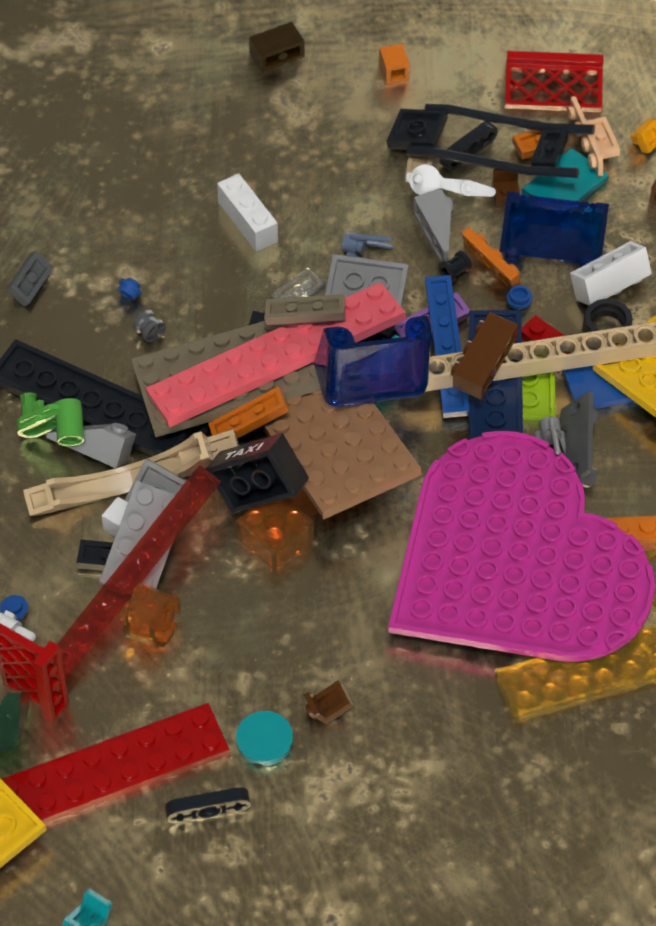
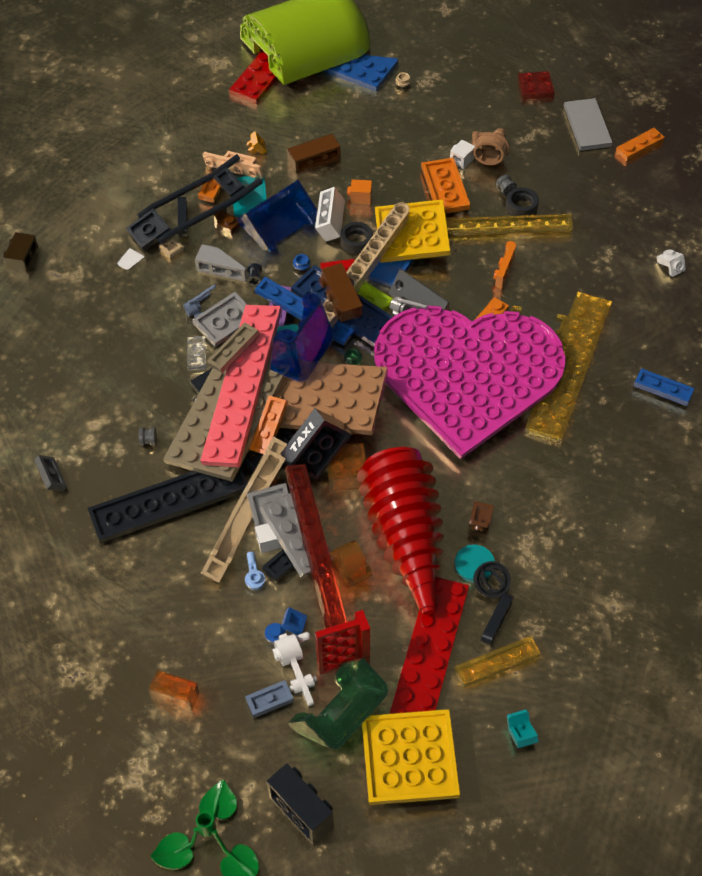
camera: 50 degrees left, 0 degrees up
(40, 614) = (294, 621): none -> blue plate
(63, 416) = (178, 512): bright green piece -> none
(64, 544) = (254, 579): none -> light blue plate
(104, 443) = (203, 512): light grey slope -> none
(129, 289) = (111, 429): blue plate -> none
(155, 840) = (497, 661): none -> clear yellow plate
(243, 623) = (403, 517): none -> red cone
(247, 212) = (120, 339): white brick -> none
(248, 748) = (504, 584): none -> black piece
(368, 144) = (129, 259): none -> white sticker
(394, 64) = (92, 210): orange brick -> none
(426, 179) = (189, 246): white piece -> none
(433, 436) = (352, 357): none -> clear green plate
(491, 258) = (266, 256): orange plate -> none
(553, 65) = (171, 148): red fence -> none

